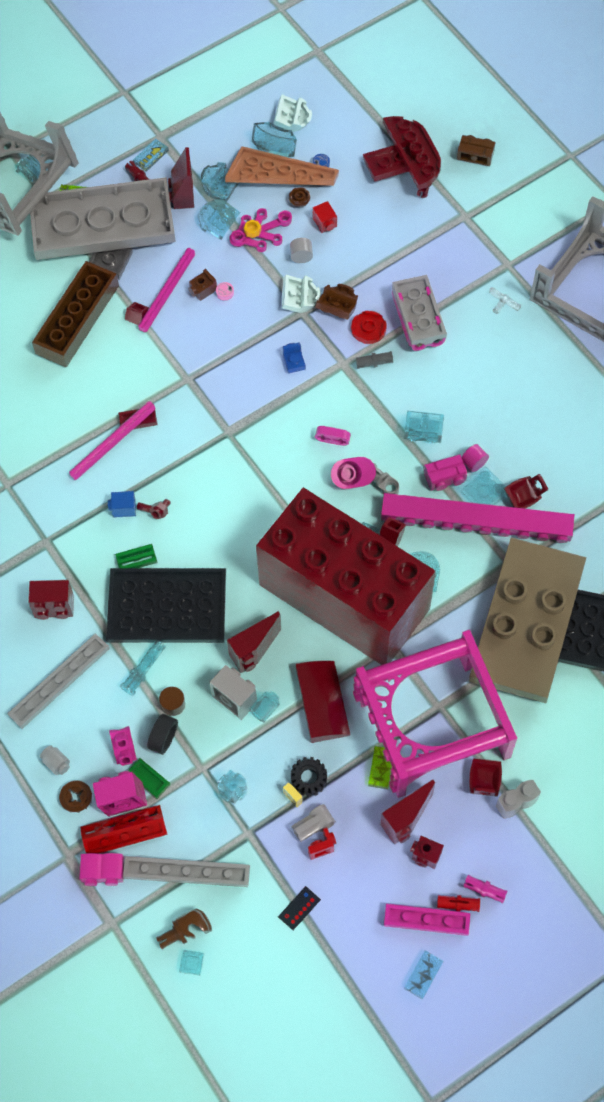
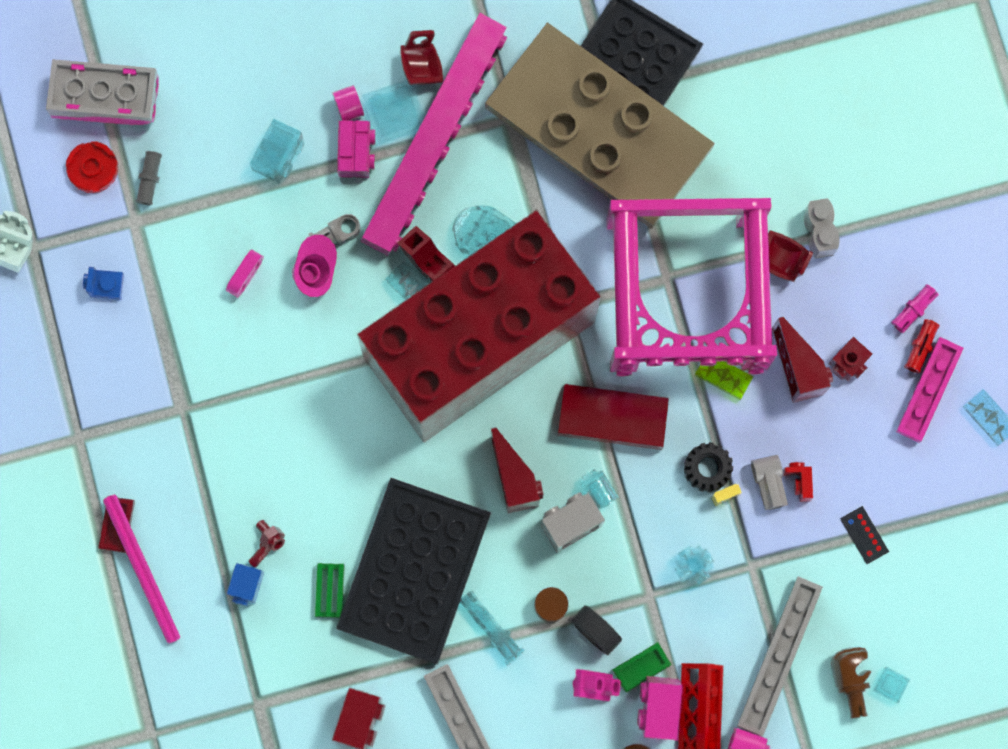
camera: 75 degrees left, 15 degrees up
(338, 301) = (37, 192): reddish brown slope -> none

